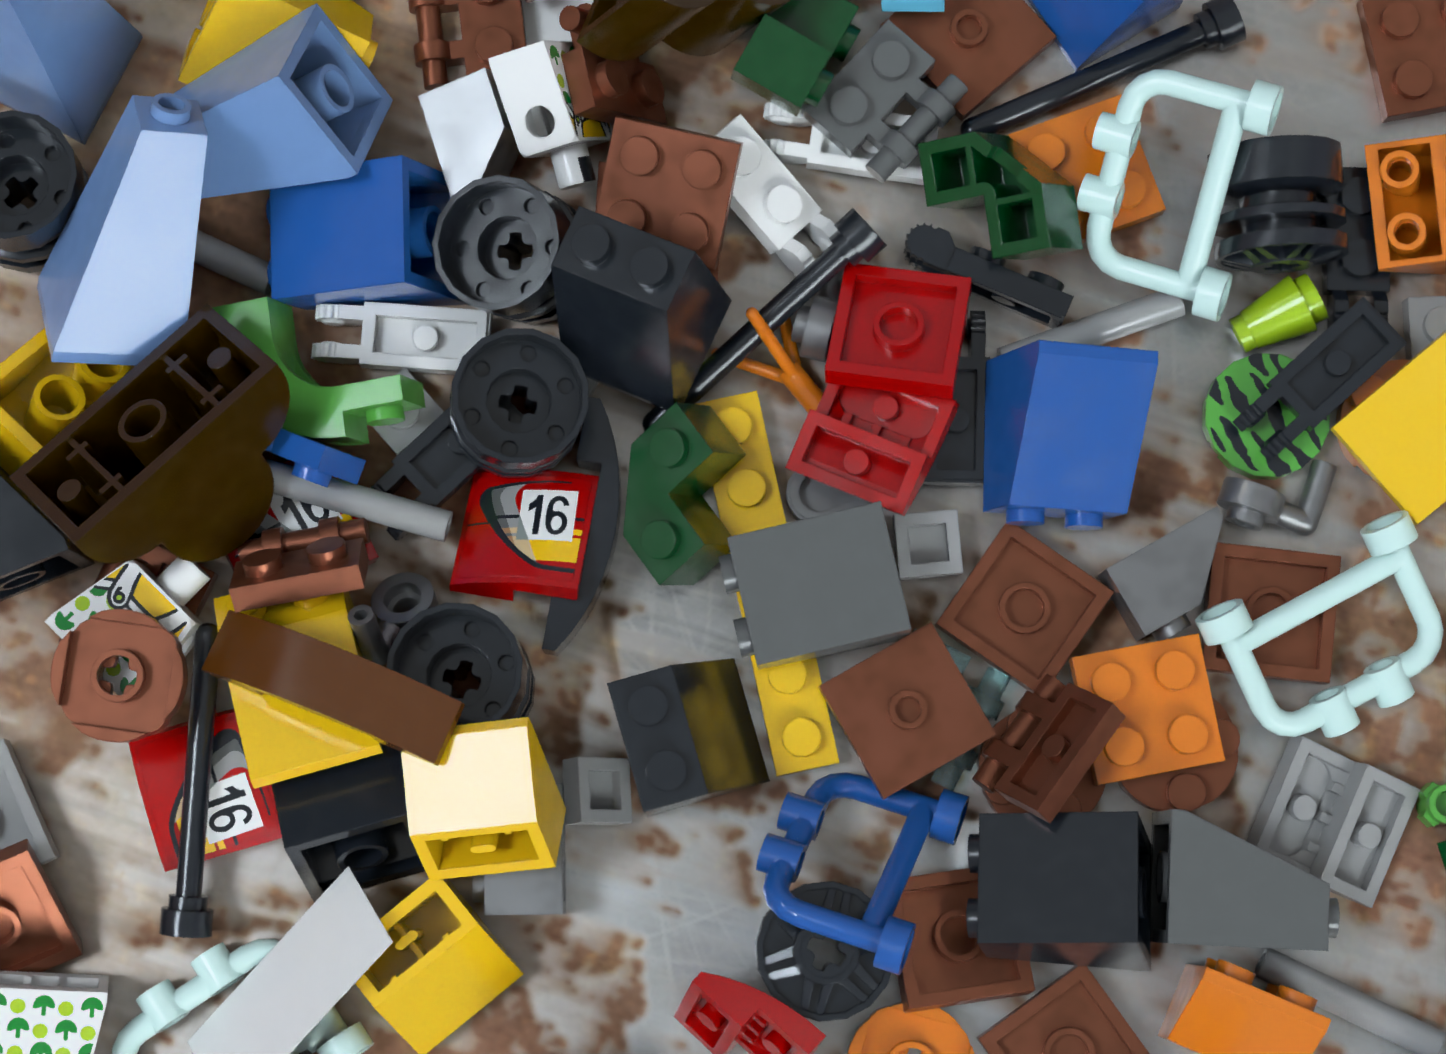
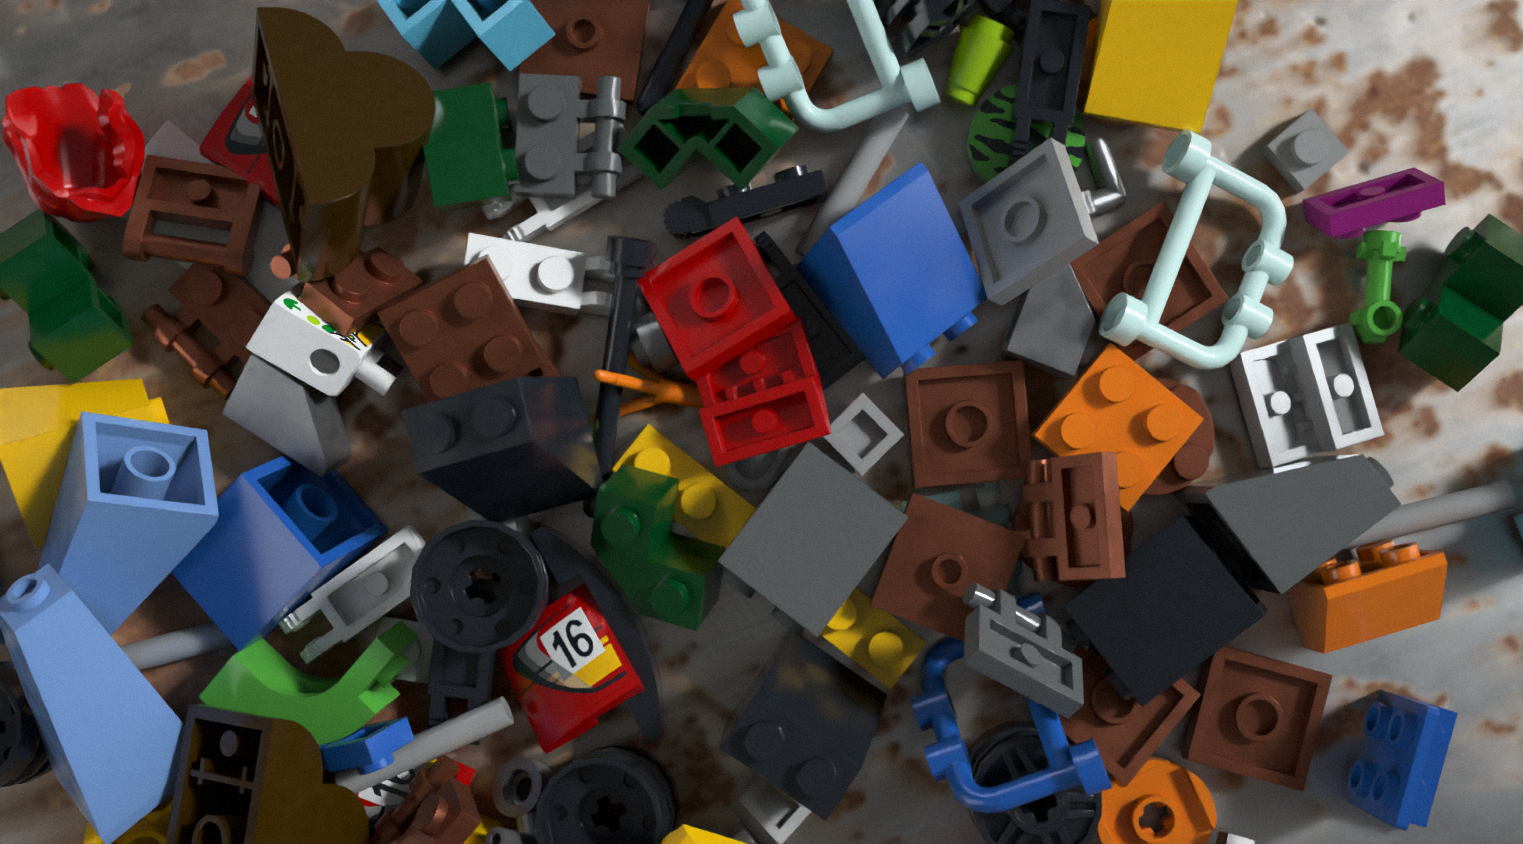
camera: 30 degrees left, 5 degrees up
(482, 243) = (358, 480): black wheel -> none
(916, 815) = (1022, 650): none -> dark grey plate
(1208, 476) = (1027, 222): none -> light grey plate

